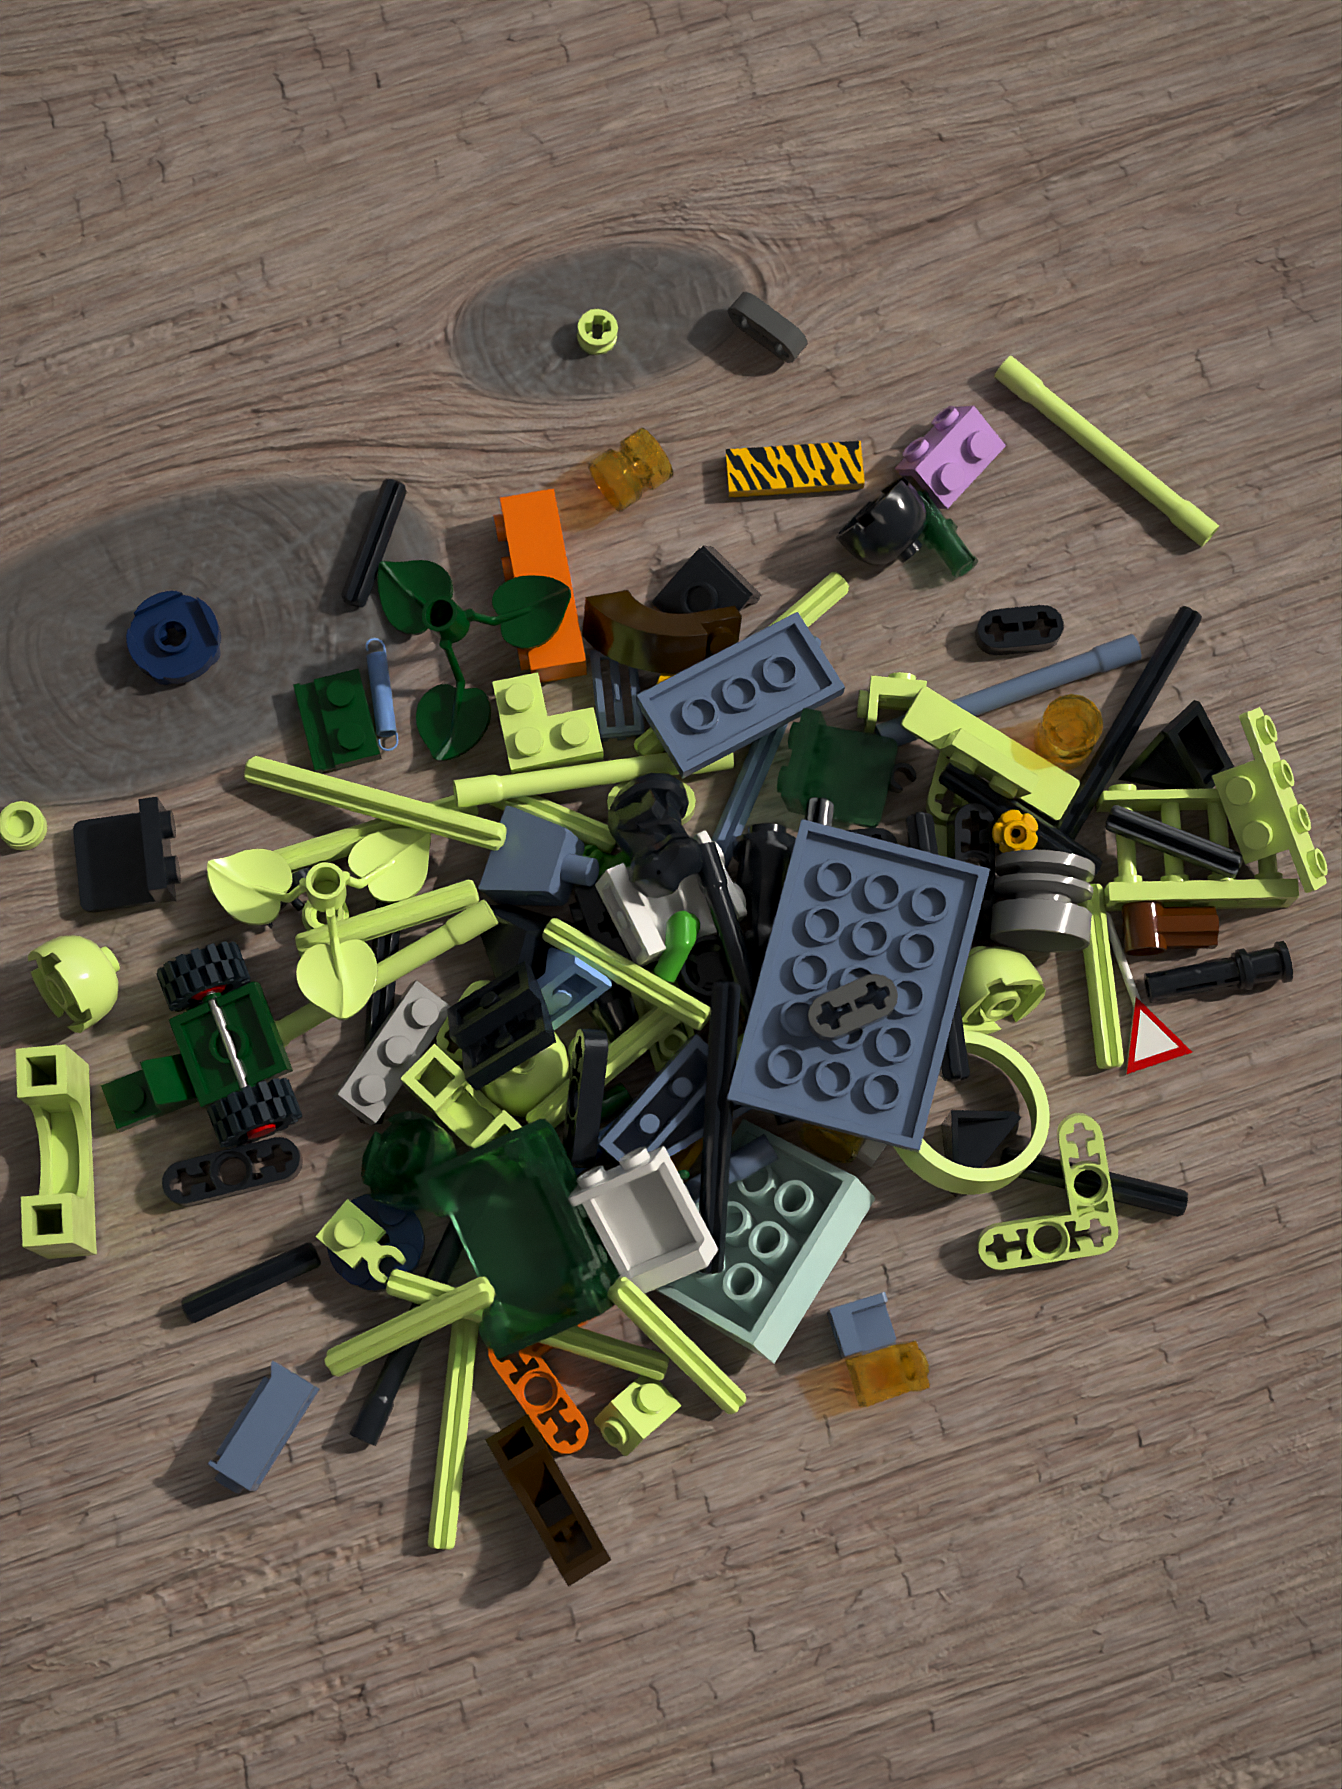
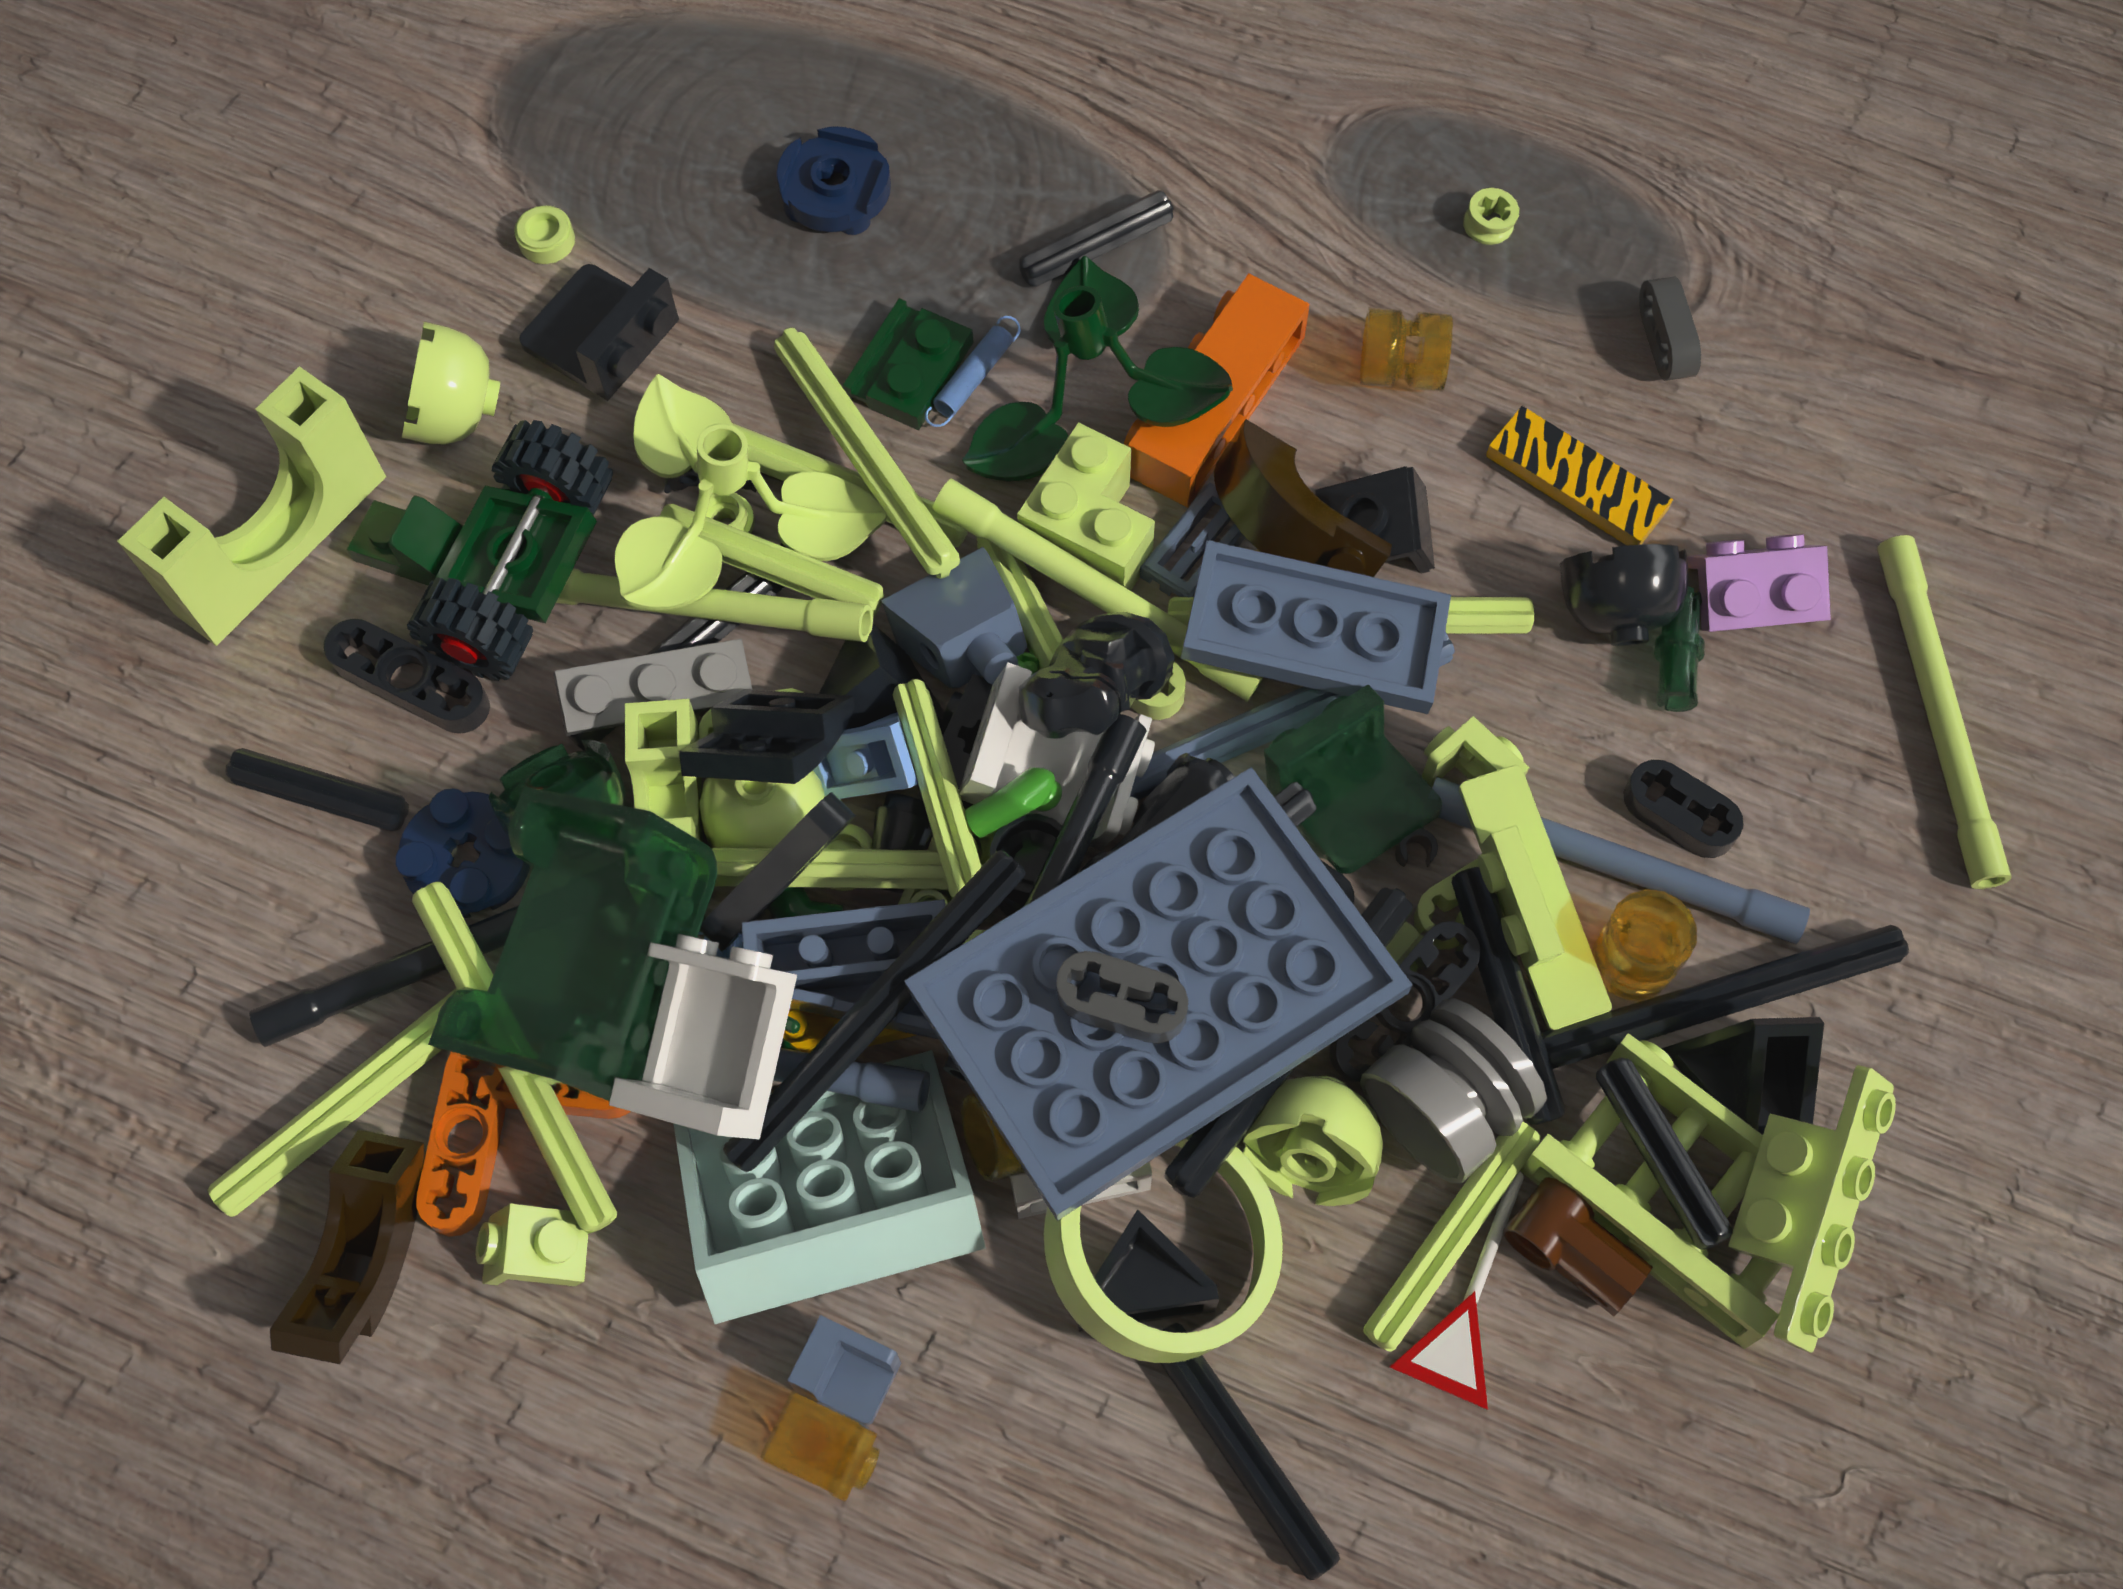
camera: 45 degrees right, 10 degrees down
(263, 1429) = (181, 931): sand blue window -> none
(355, 1238) = (438, 825): yellowish green plate -> none
(410, 1326) = (401, 950): yellowish green axle -> none
(676, 1345) = (625, 1204): yellowish green axle -> none
(1015, 820) = (1496, 977): yellow plate -> none
(1080, 1208) = (1197, 1460): yellowish green beam -> none
(1239, 970) = (1623, 1364): black pin -> none

